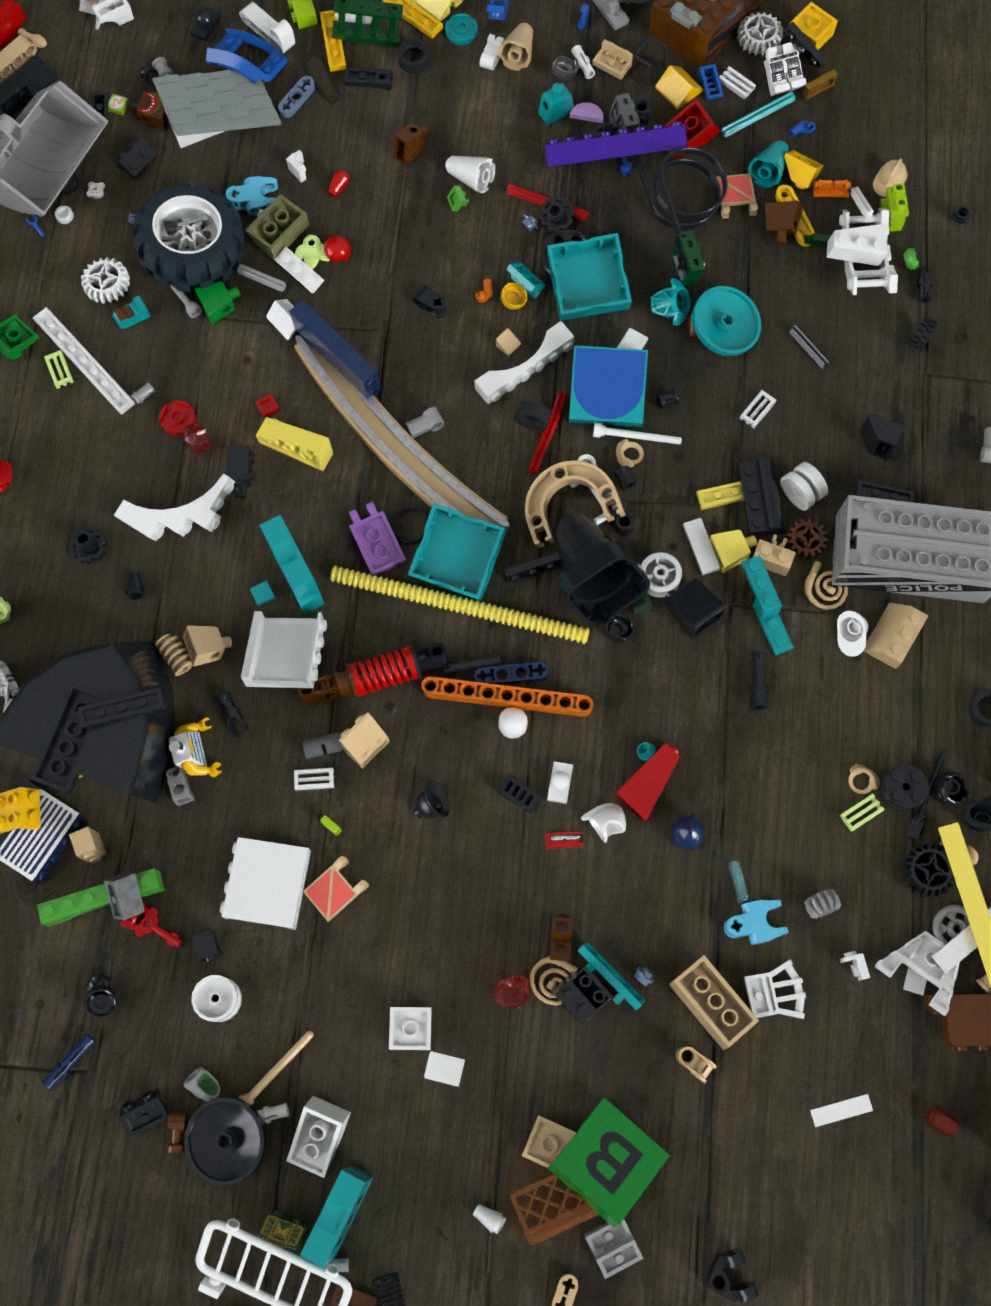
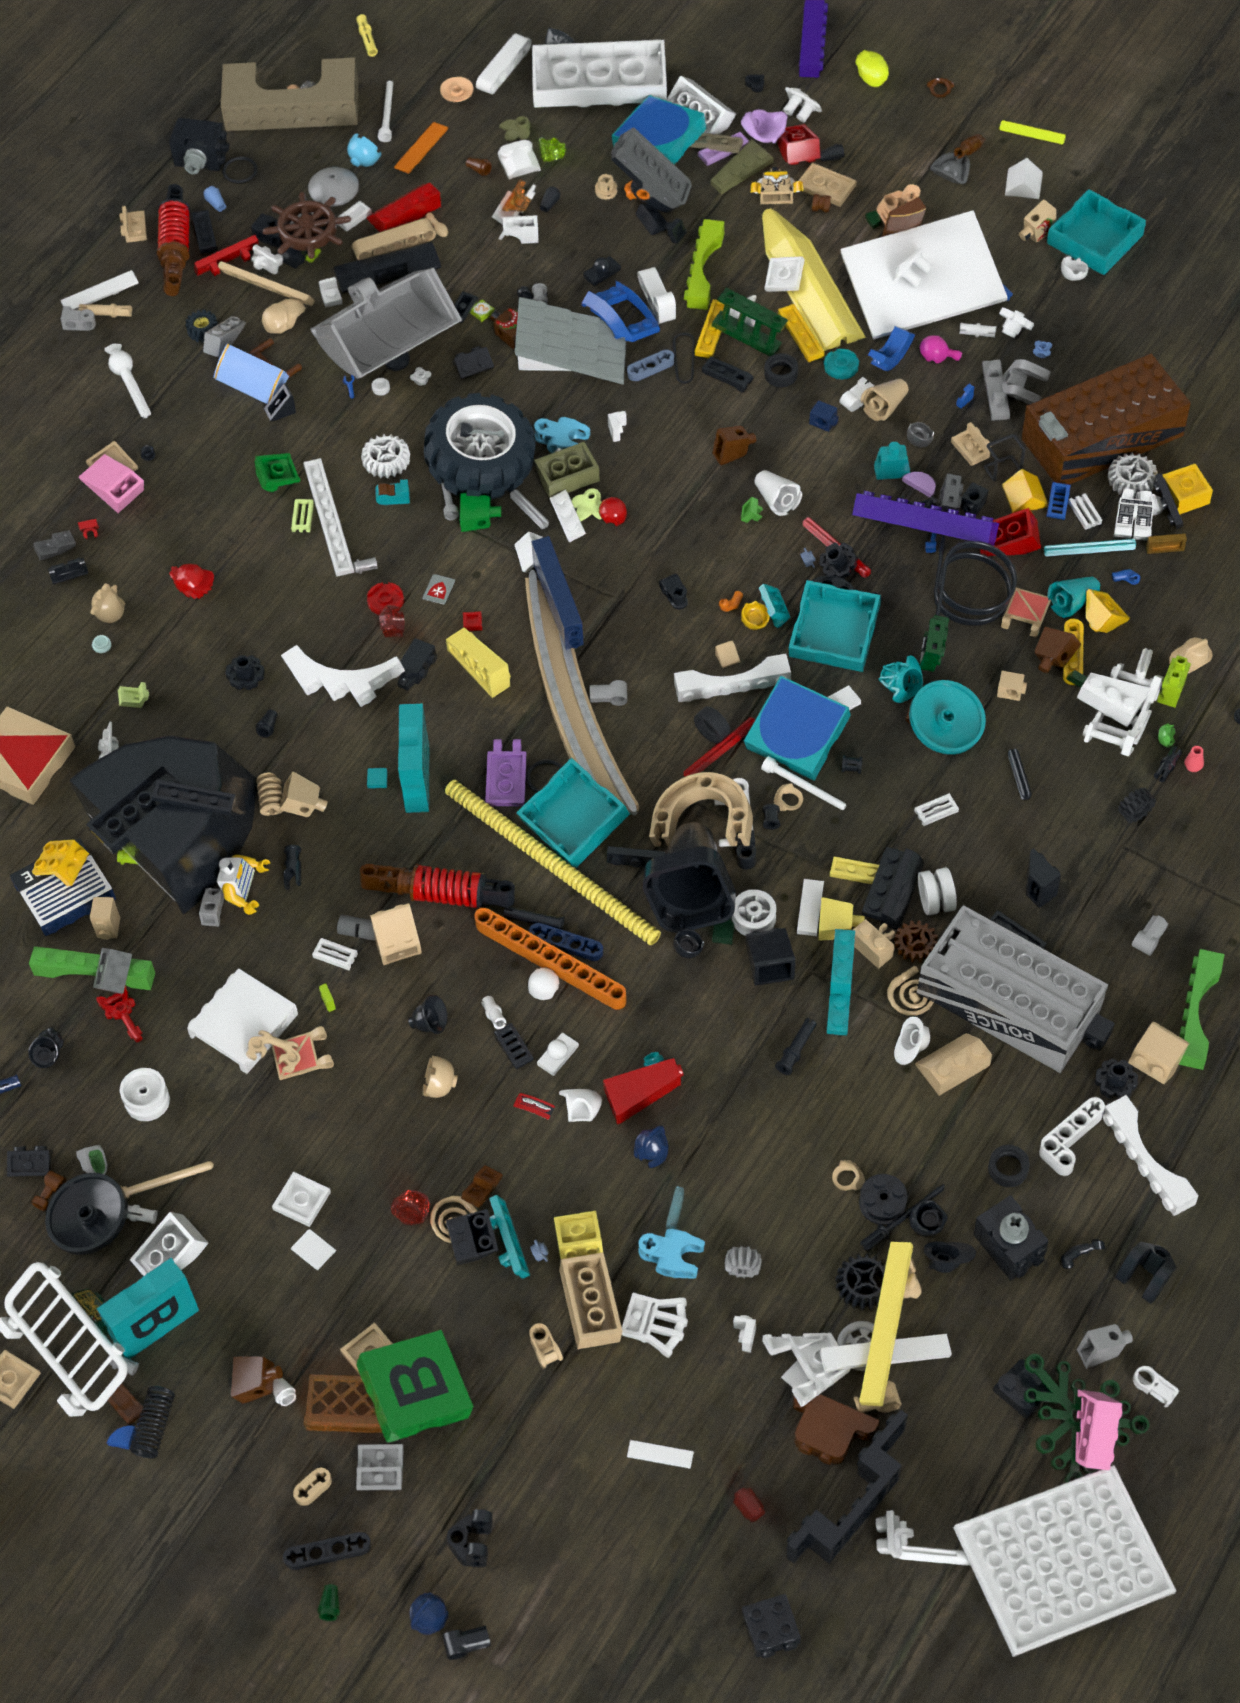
camera: 25 degrees right, 15 degrees down
(207, 946) = (161, 1049): black brick -> none
(220, 388) = (438, 589): none -> light grey sticker
(283, 652) = (366, 831): white panel -> none
(295, 904) = (256, 1045): none -> tan helmet
(338, 183) = (646, 454): red cone -> none
(460, 1222) = (253, 1377): none -> reddish brown torso
(472, 856) = (439, 1077): none -> tan cylinder
(473, 84) = (823, 416): none -> dark blue brick
(486, 771) = (493, 1012): none -> white pin
(583, 61) = (942, 444): white pin -> none
(669, 945) = (578, 1235): none -> light yellow plate
(761, 268) = (1011, 685): none -> tan brick
(831, 188) = (1124, 642): orange hinge -> none
(875, 803) = (845, 1198): yellowish green tile -> none
(945, 271) = (1195, 759): none -> coral cone

